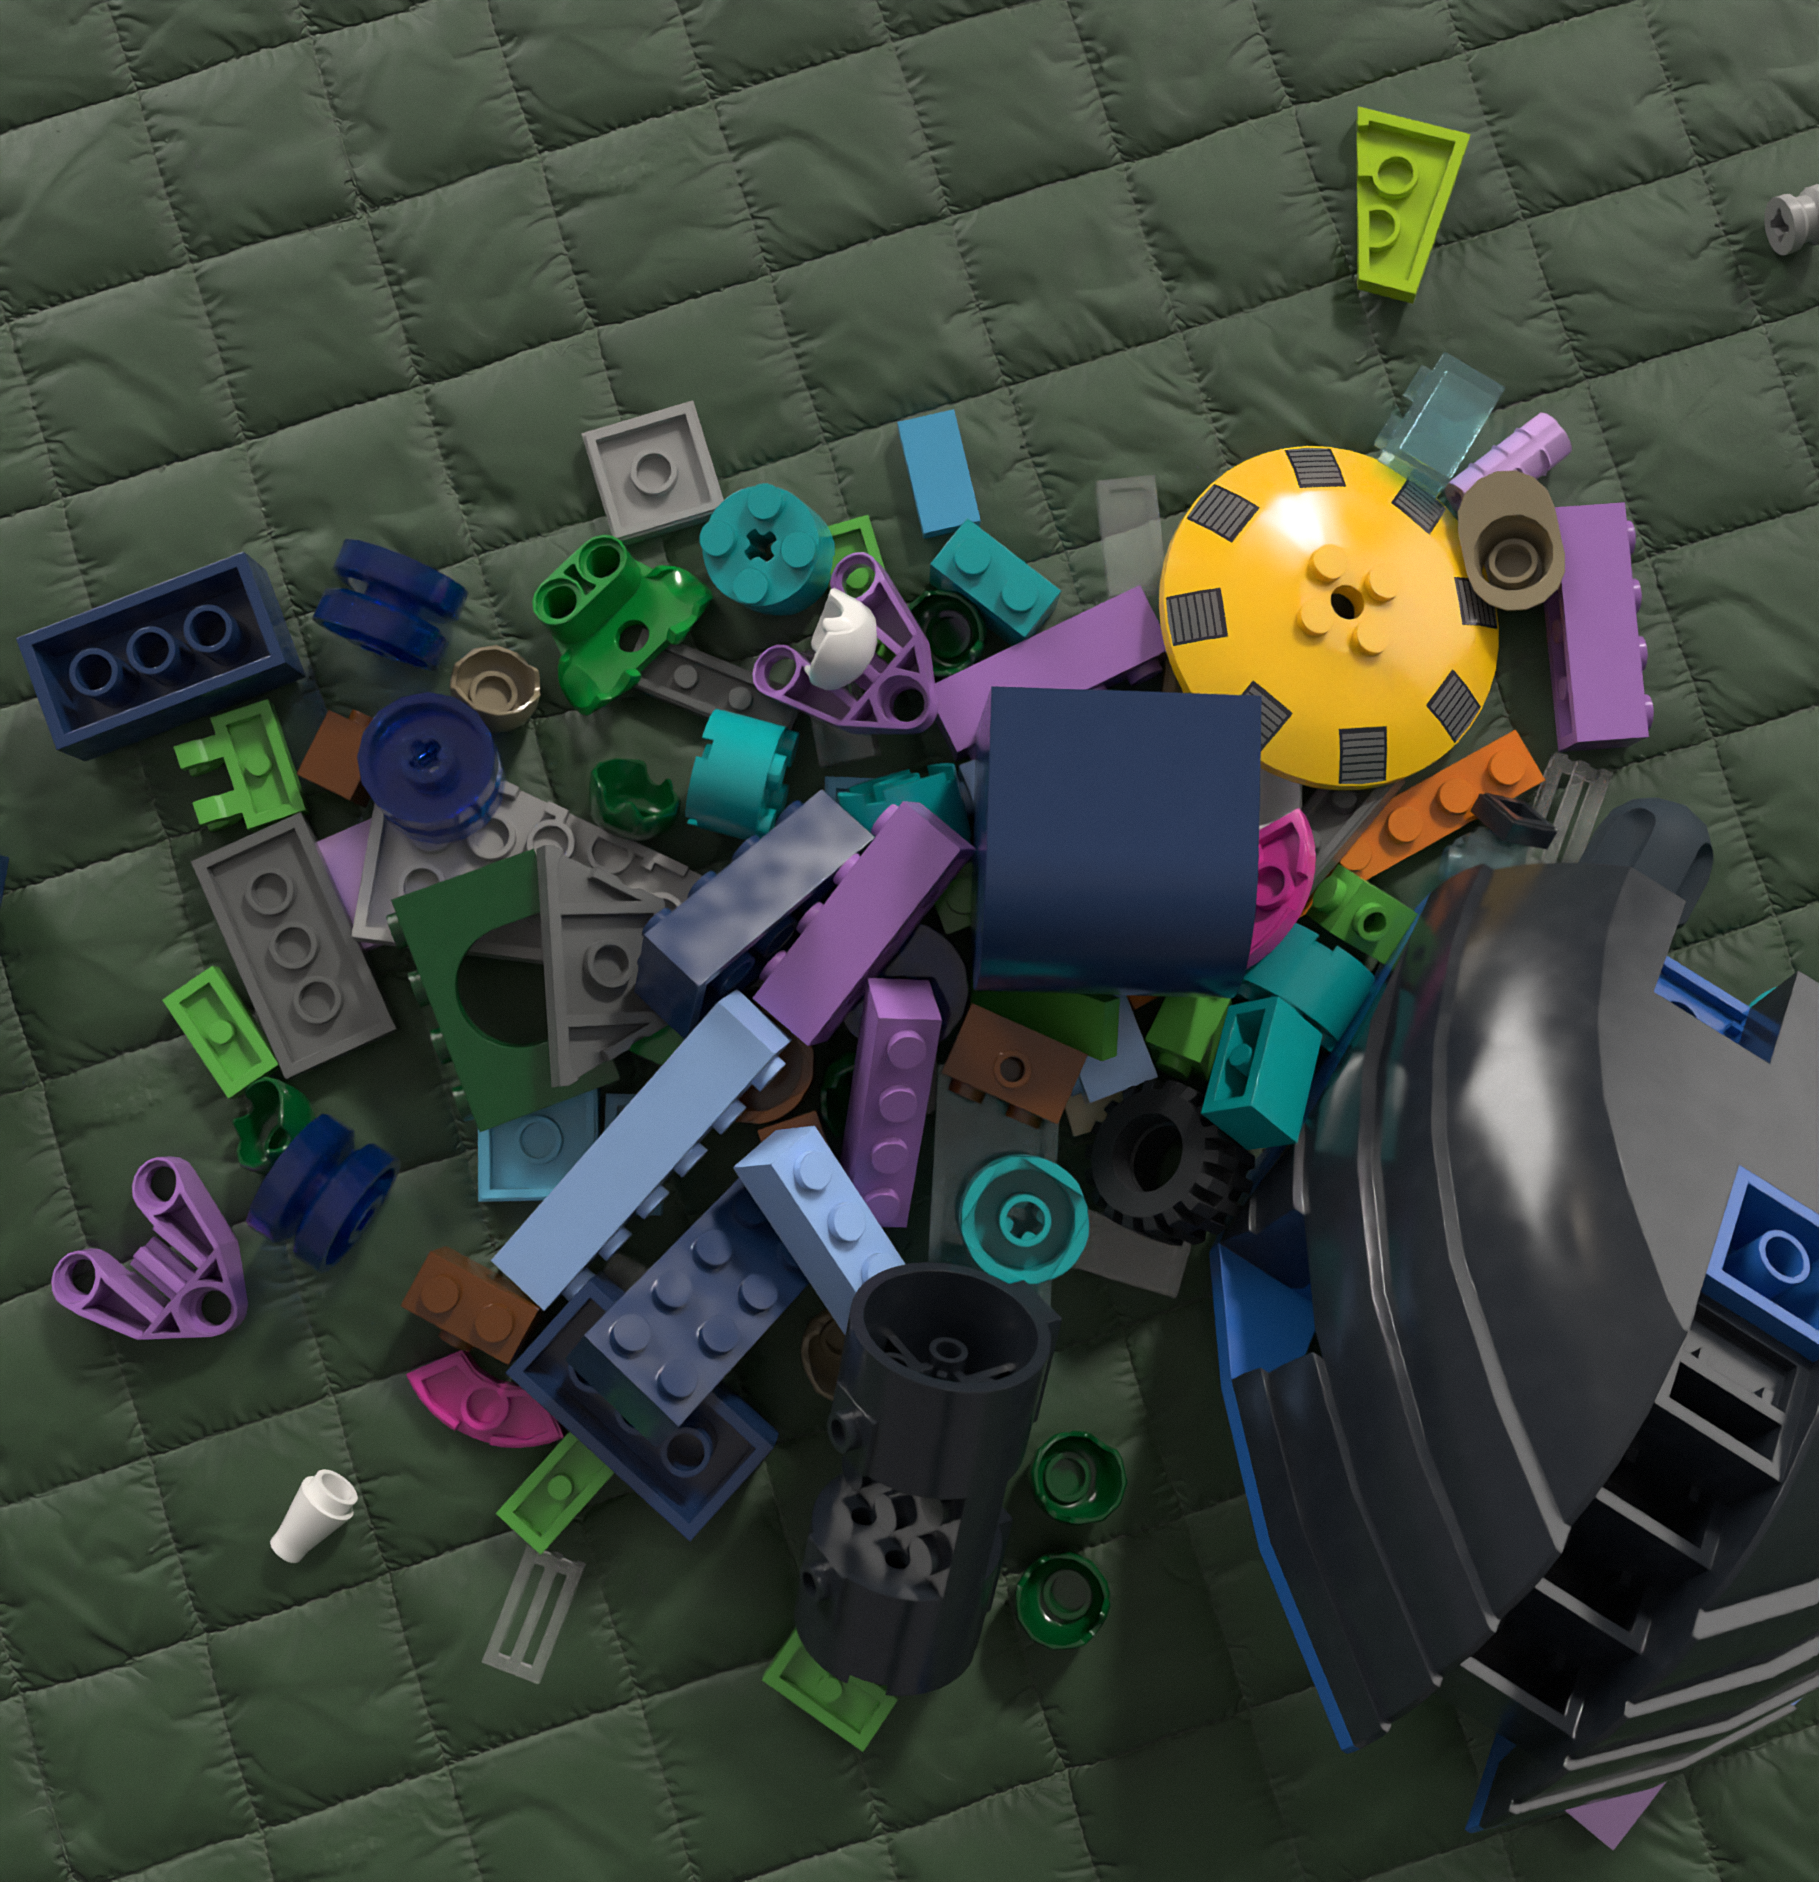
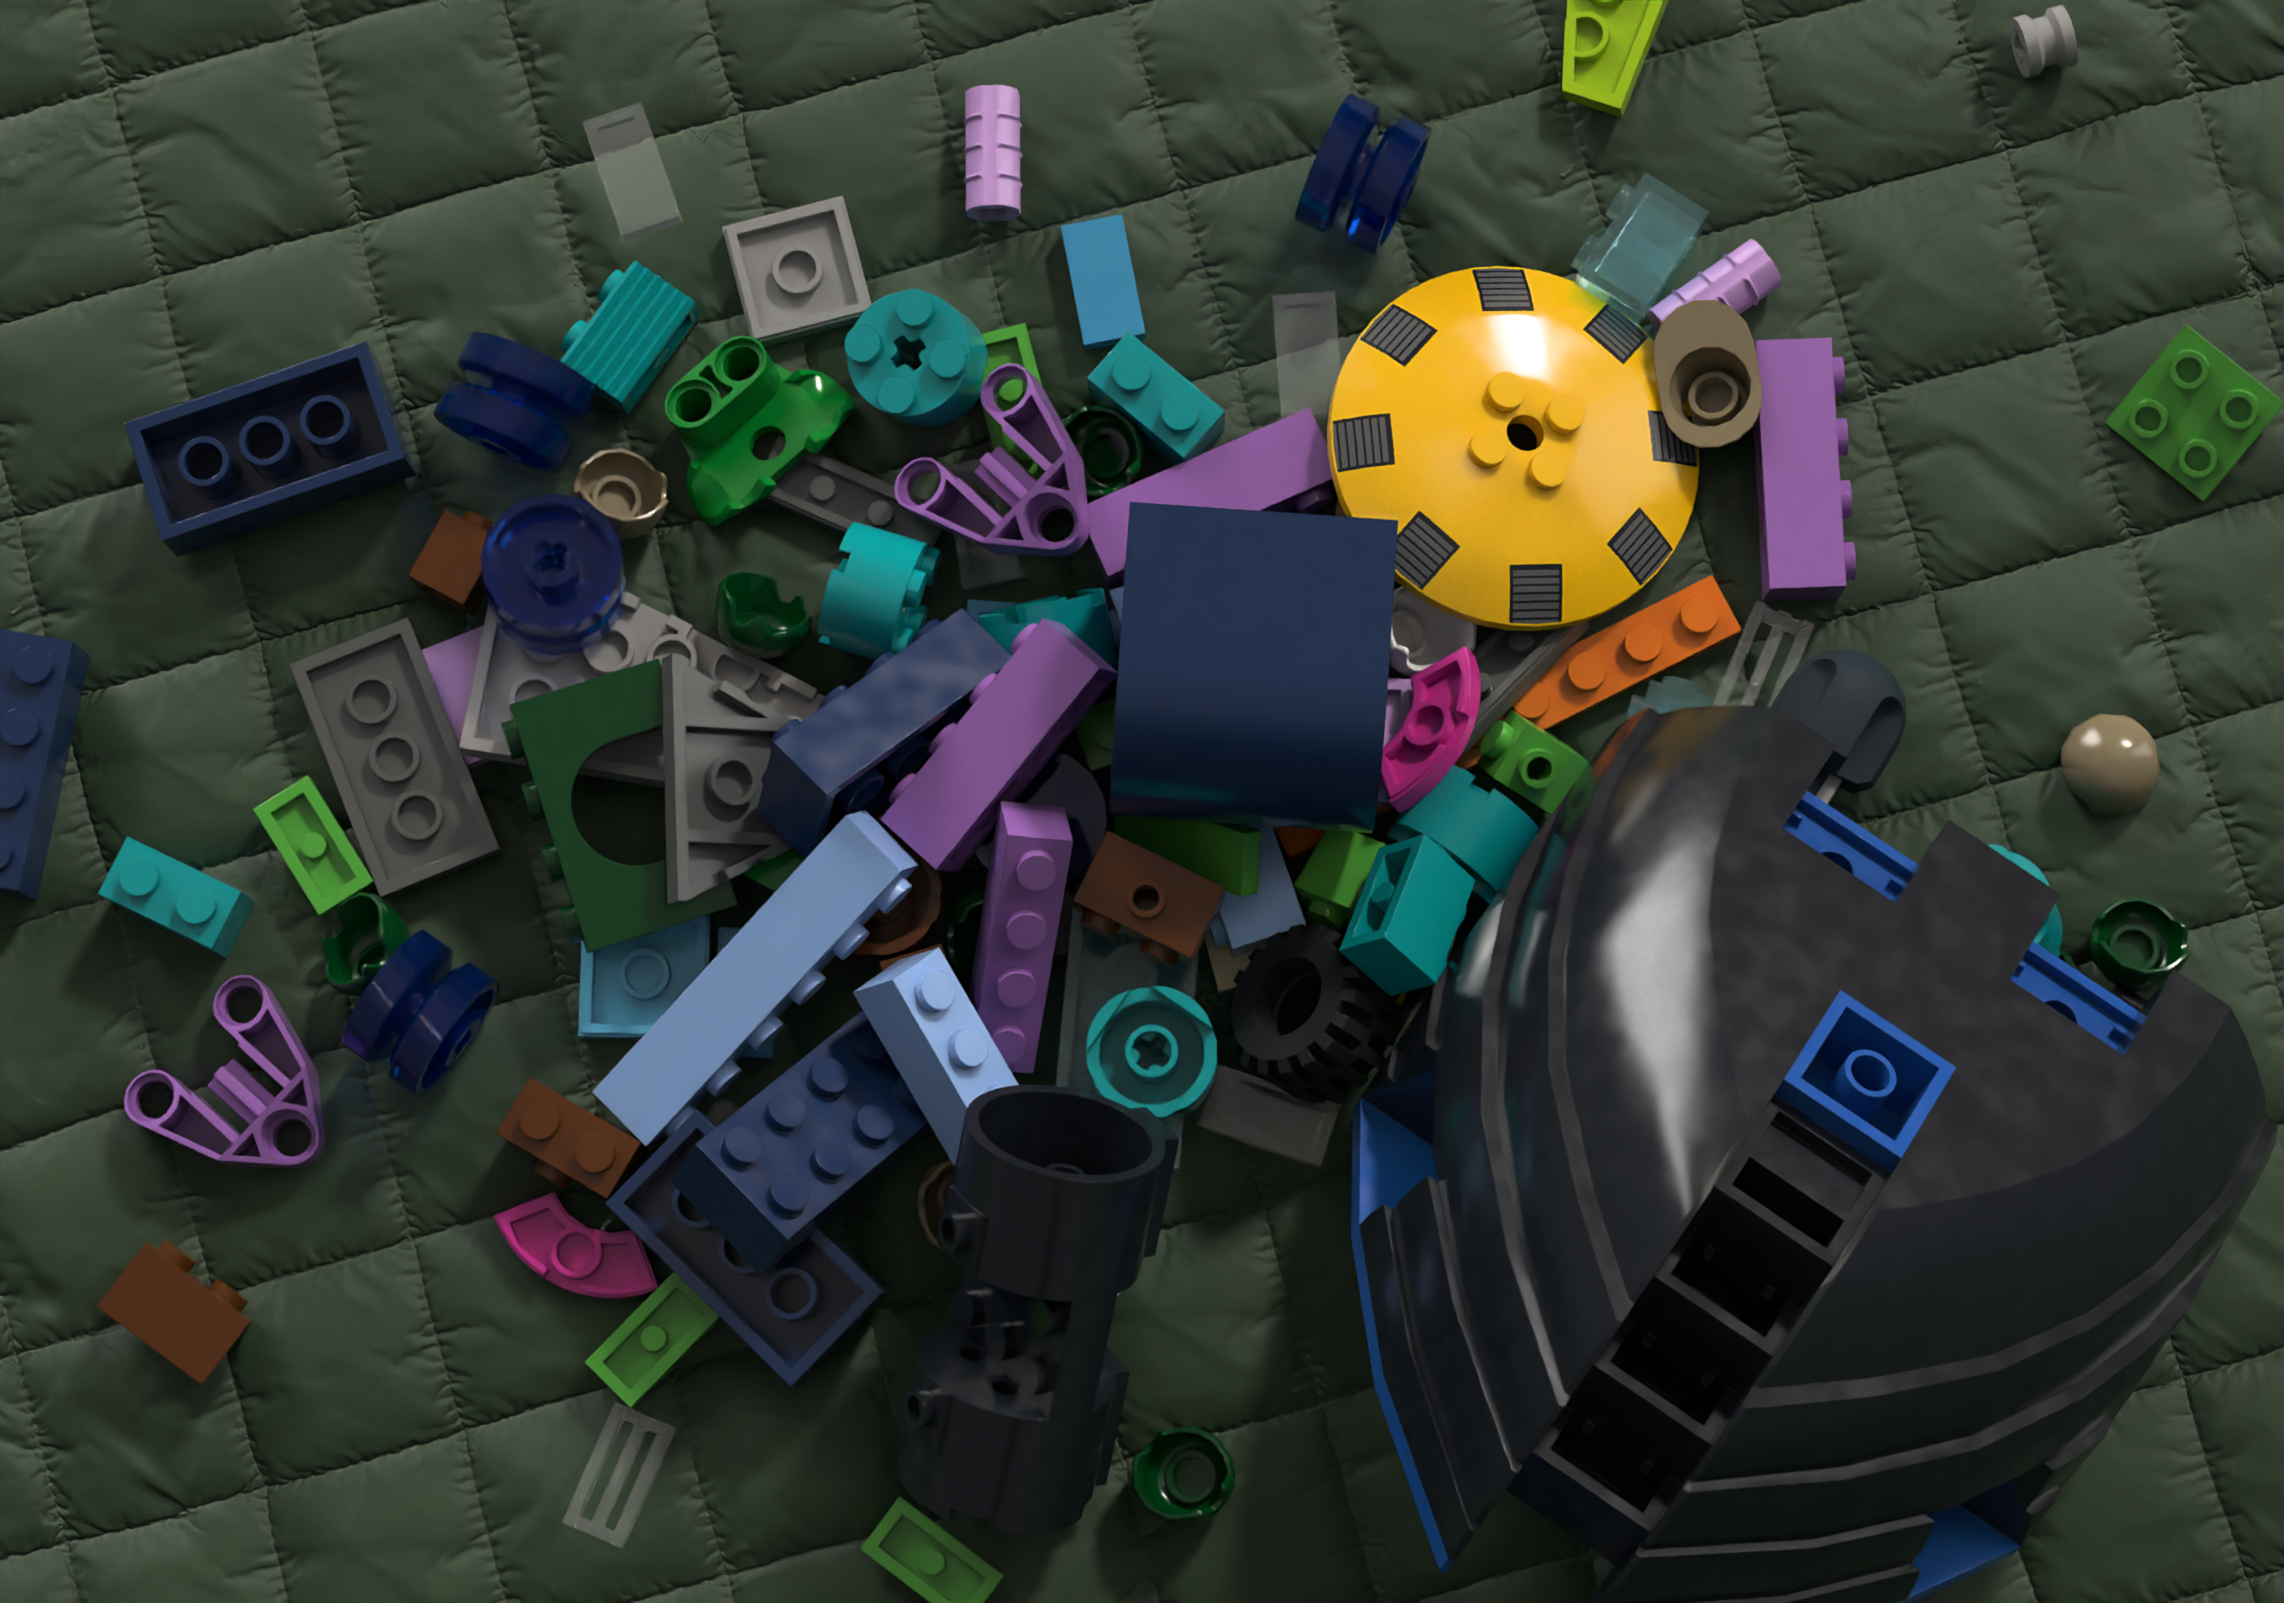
camera: 10 degrees right, 5 degrees down
(92, 1087) = (176, 897): none -> teal brick
(106, 1481) = (176, 1309): none -> reddish brown brick
(258, 766) = (363, 566): bright green plate -> none
(316, 1512) = (391, 1357): white cone -> none
(496, 384) = (632, 171): none -> clear tile
(498, 538) = (629, 335): none -> teal brick
(831, 355) = (992, 153): none -> lavender axle
(842, 642) = (988, 456): white hair -> none
(1077, 1478) = (1204, 1348): dark green hair -> none
(1182, 362) = (1370, 177): none -> clear blue wheel
(1514, 820) = (1700, 670): black tile -> none

